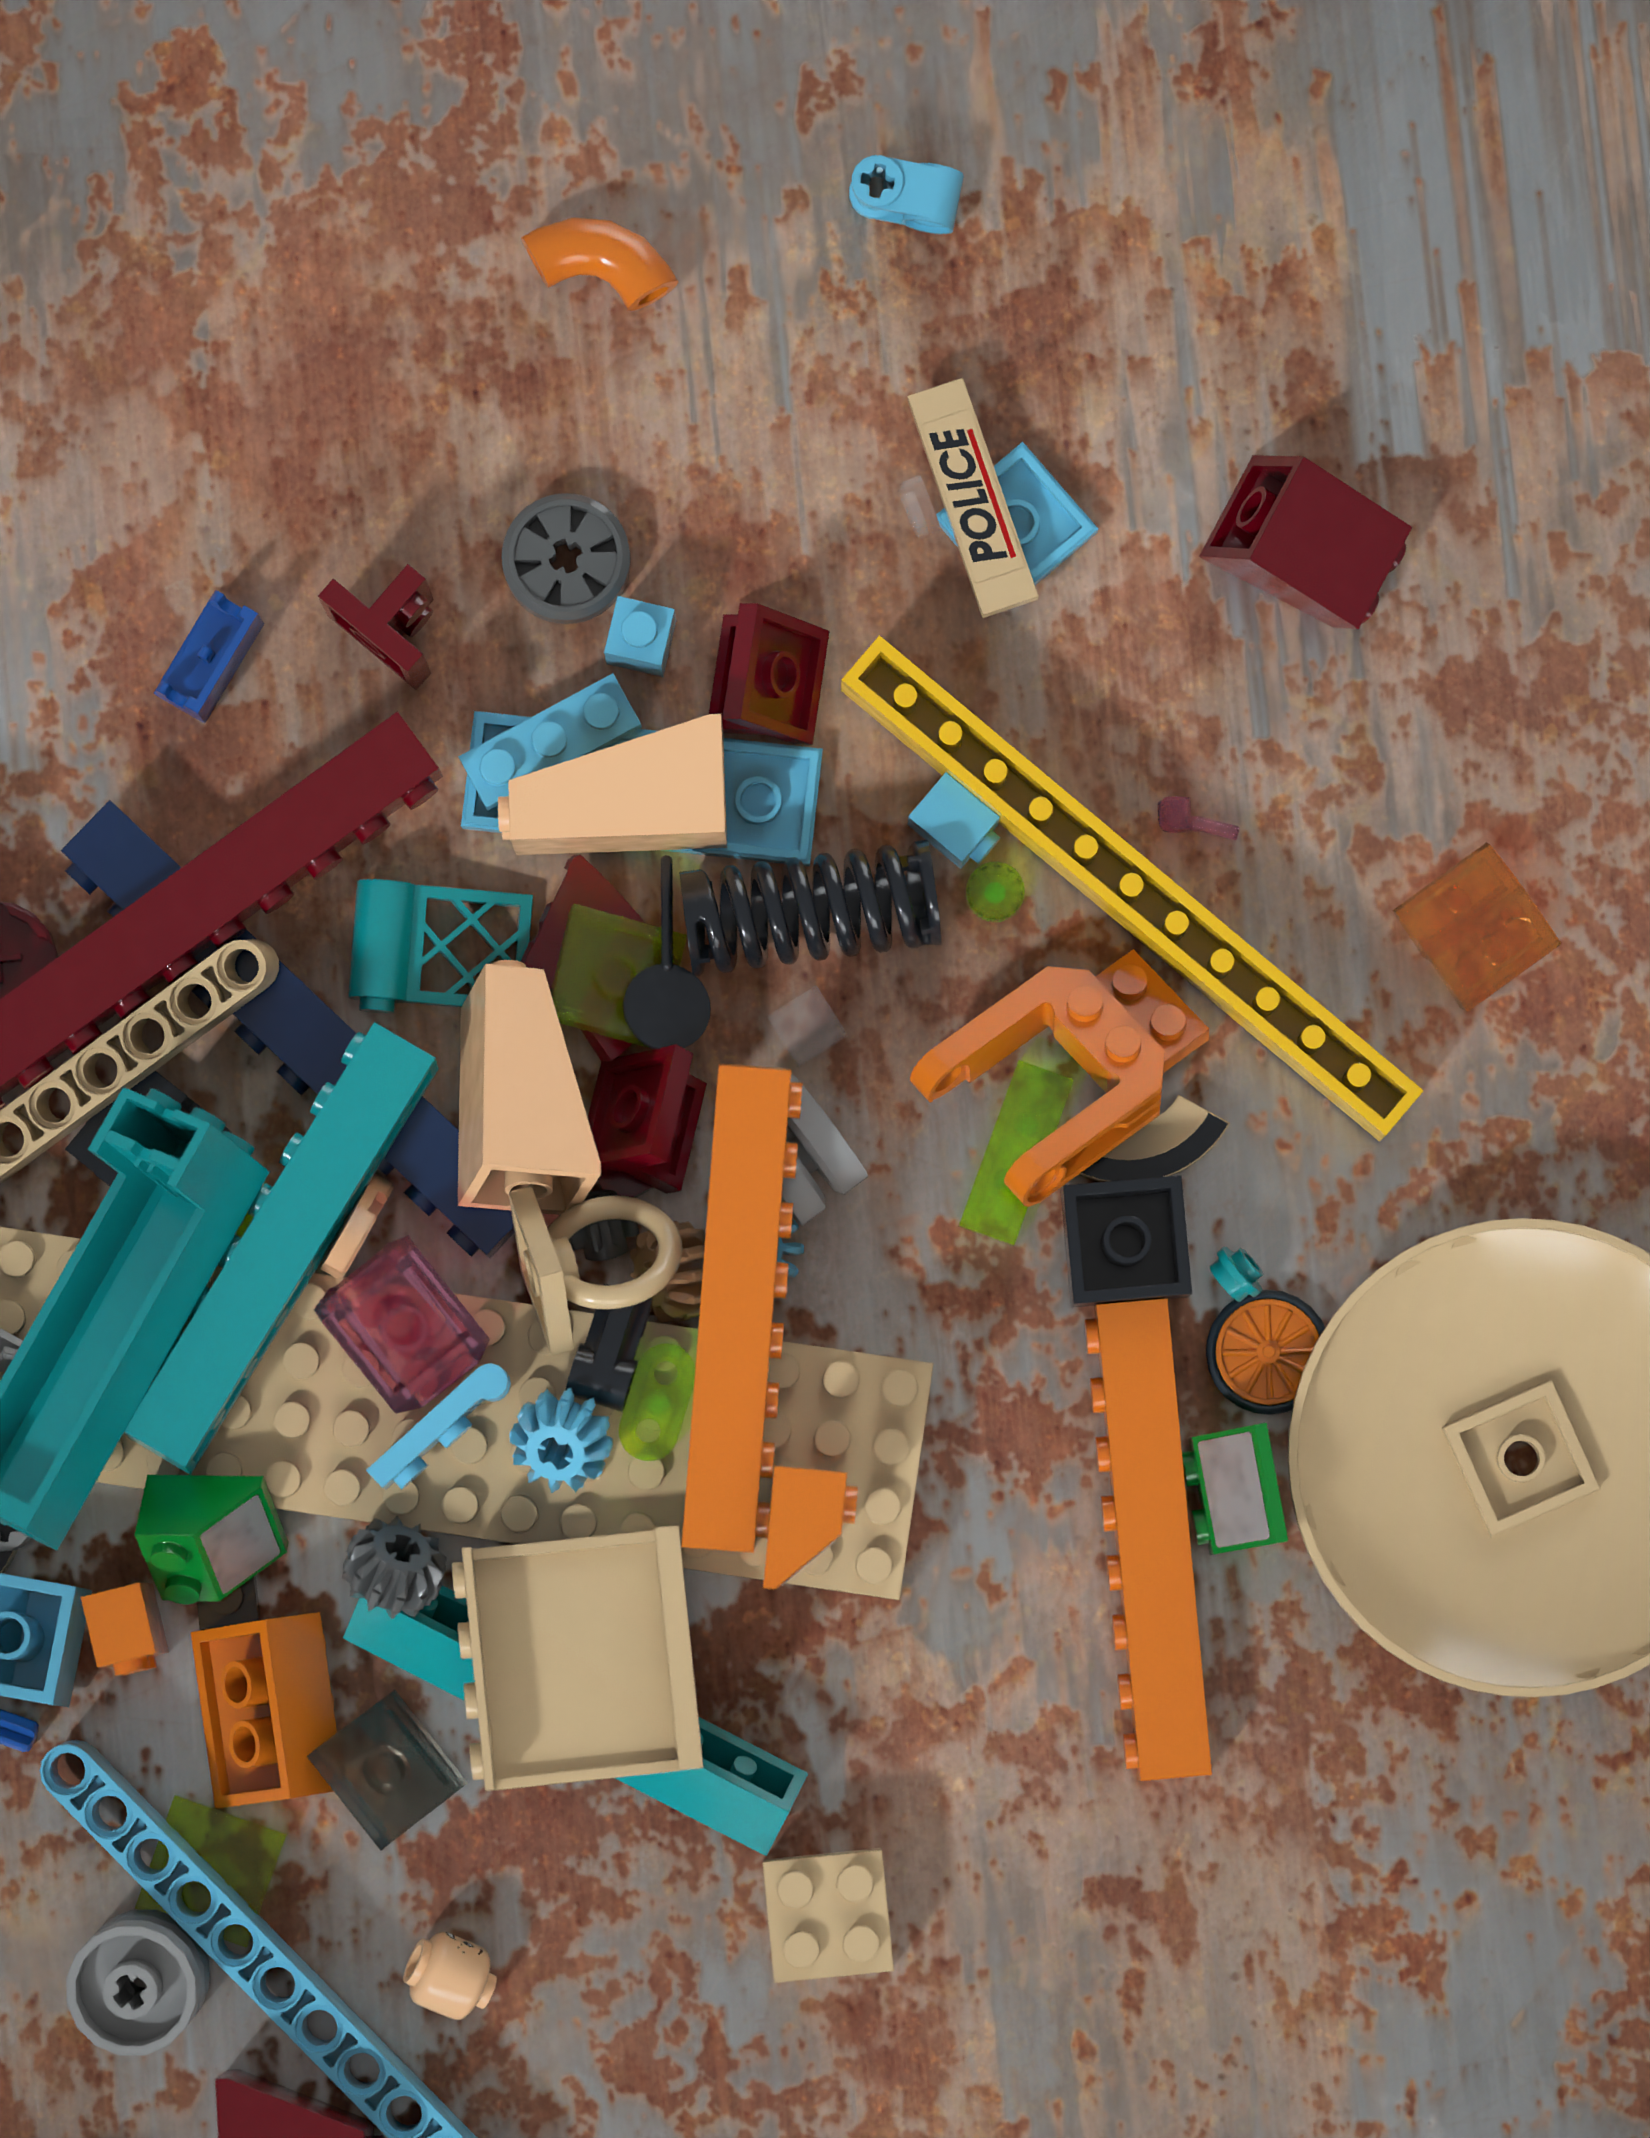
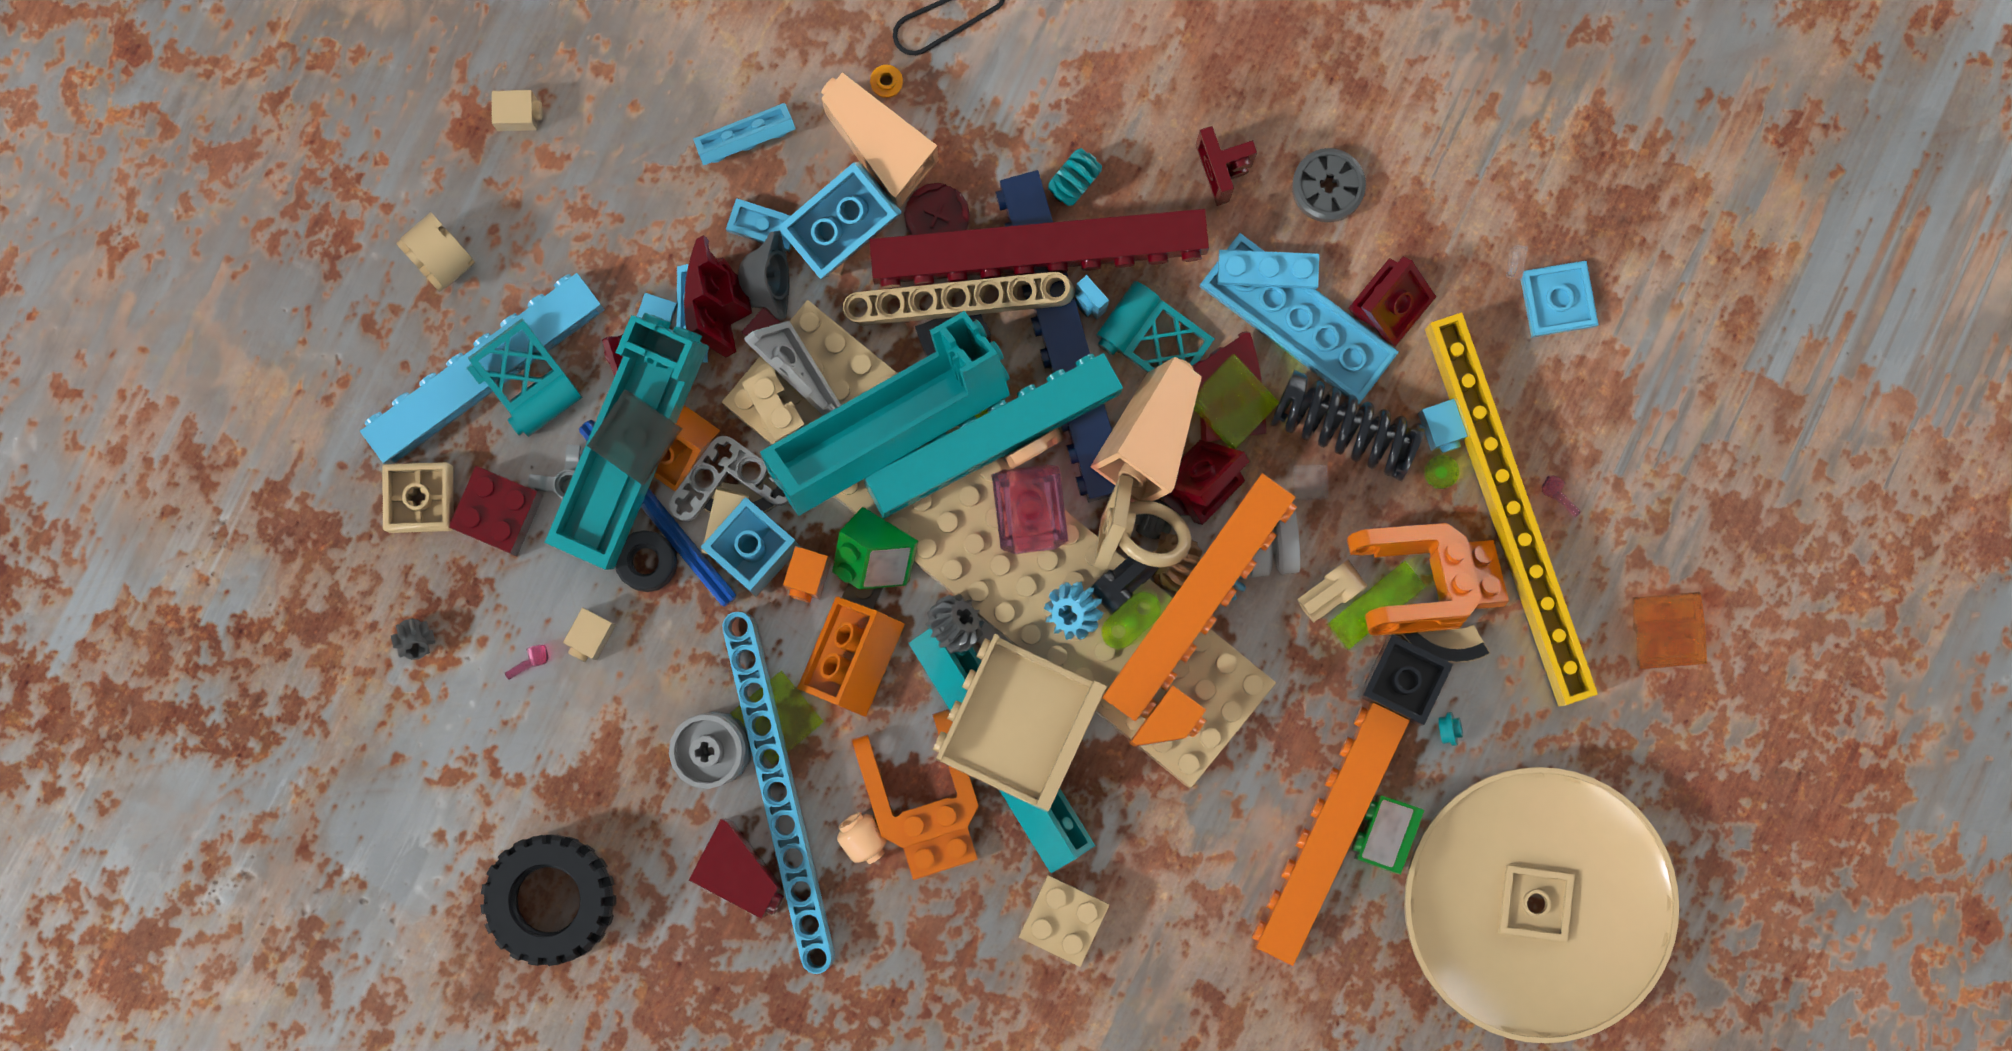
camera: 30 degrees right, 0 degrees up
(172, 777) = (1074, 177): none -> teal gear
(209, 656) = (1127, 130): blue hinge -> none
(306, 949) = (1090, 298): none -> medium azure plate
(387, 1770) = (892, 720): clear smoke tile -> none
(442, 1424) = (1020, 568): medium azure plate -> none
(550, 1908) = (932, 834): none -> orange plate
(602, 251) = (1435, 46): orange cylinder -> none
(626, 797) = (1290, 317): light nougat slope -> none
(640, 636) = (1342, 244): medium azure brick -> none
(665, 1000) = (1250, 427): black piece -> none
(912, 194) = (1605, 107): medium azure piece -> none
(941, 1162) = (1337, 587): none -> tan piece
(972, 497) = (1546, 273): tan tile -> none
(1261, 1350) = (1439, 774): orange wheel -> none
(1307, 540) = (1699, 391): dark red slope -> none

